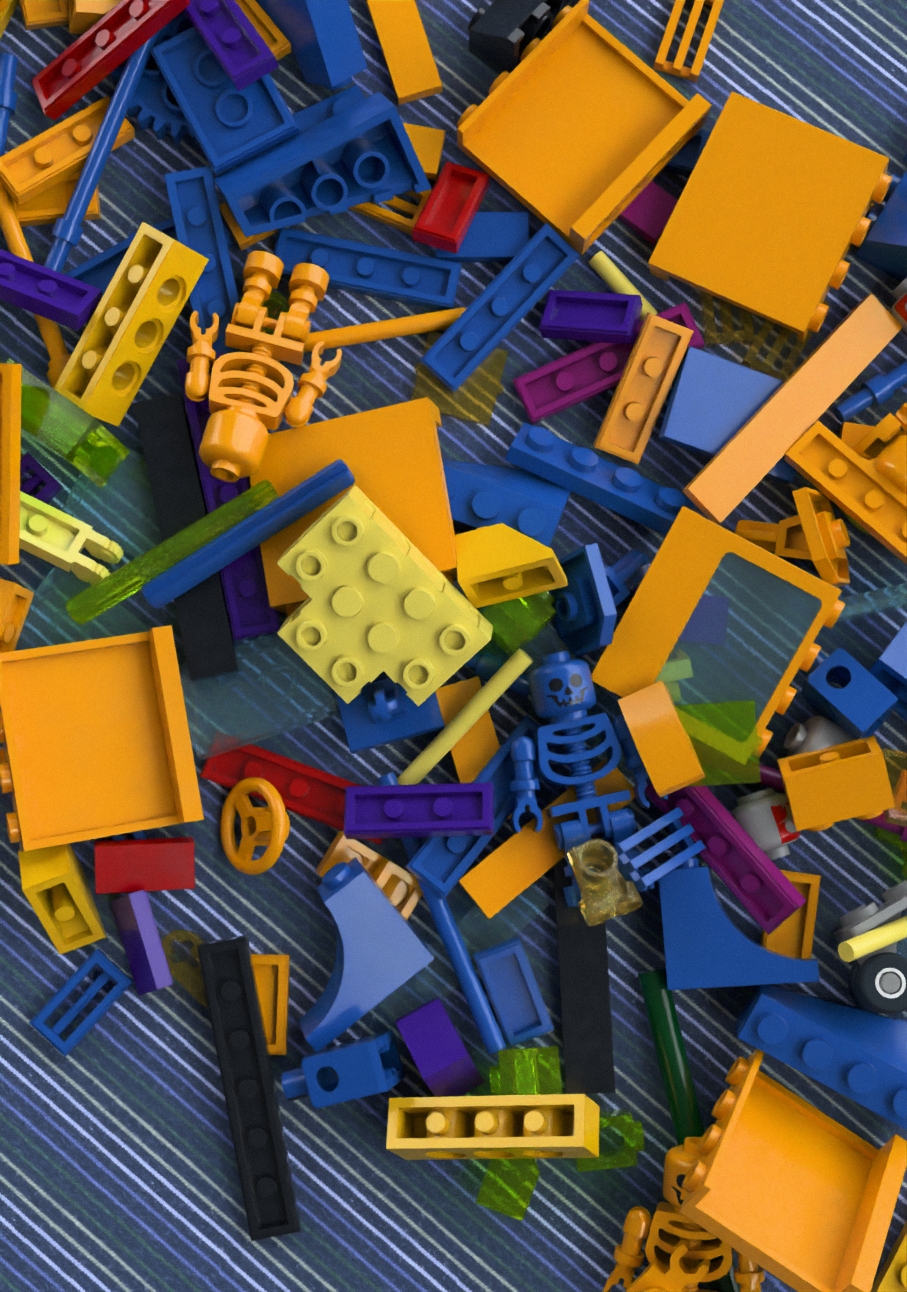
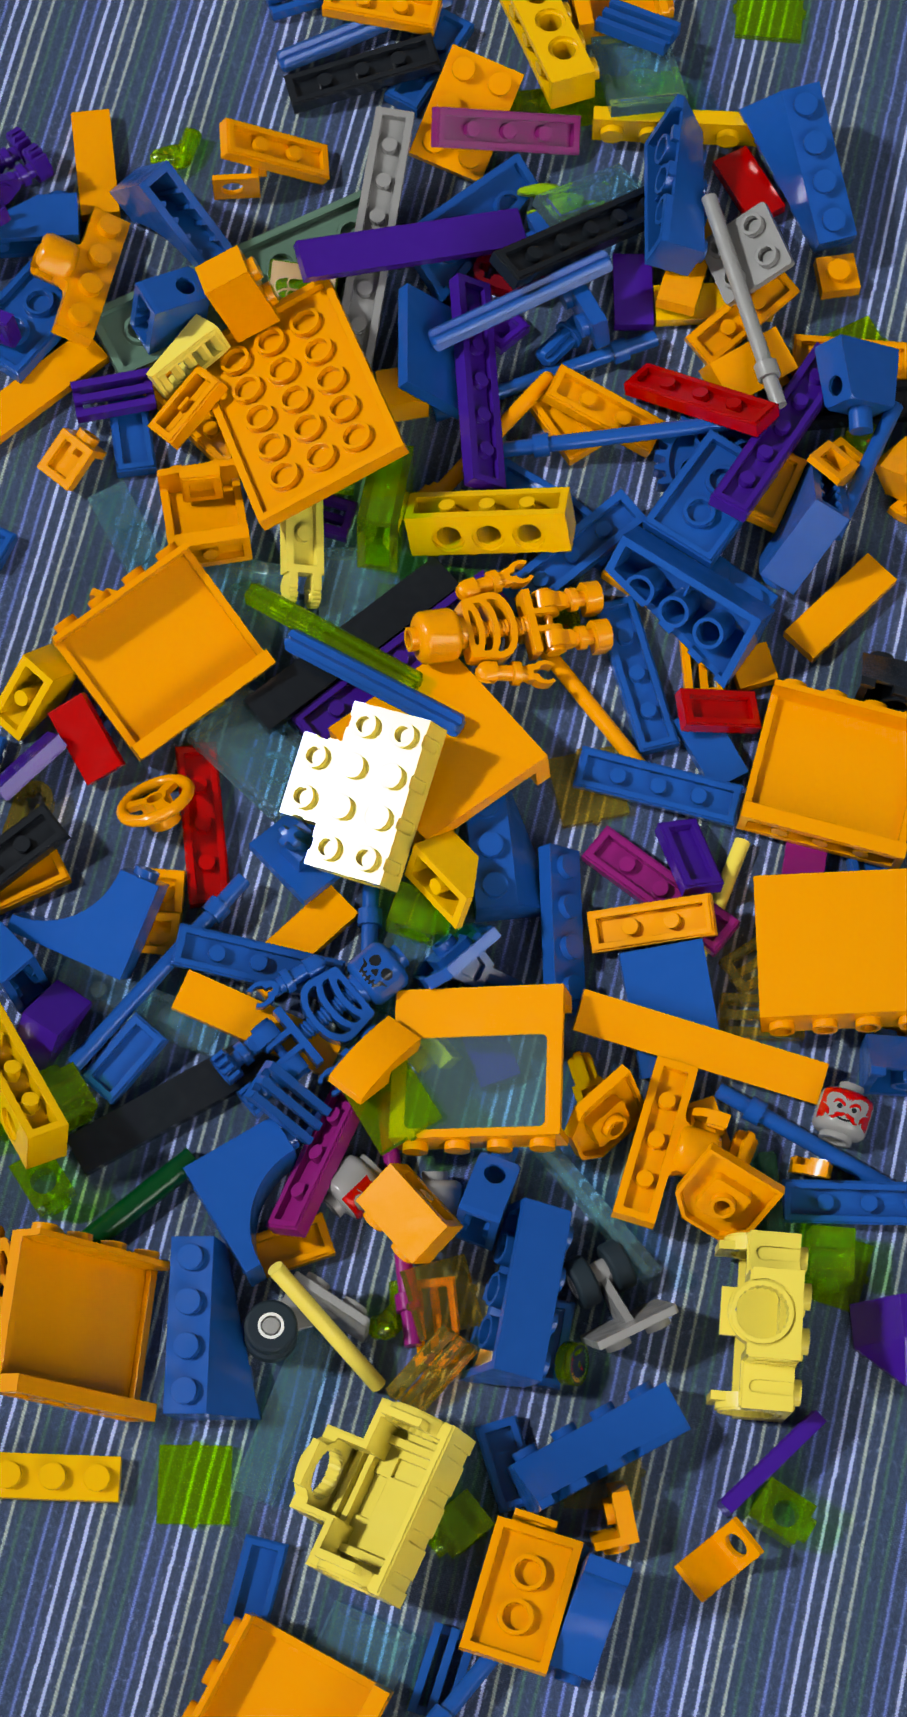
camera: 60 degrees right, 10 degrees down
(419, 810) = (227, 912): dark purple tile -> none
(465, 718) = (314, 915): light yellow bar -> none
(604, 891) = (236, 1064): clear yellow plate -> none

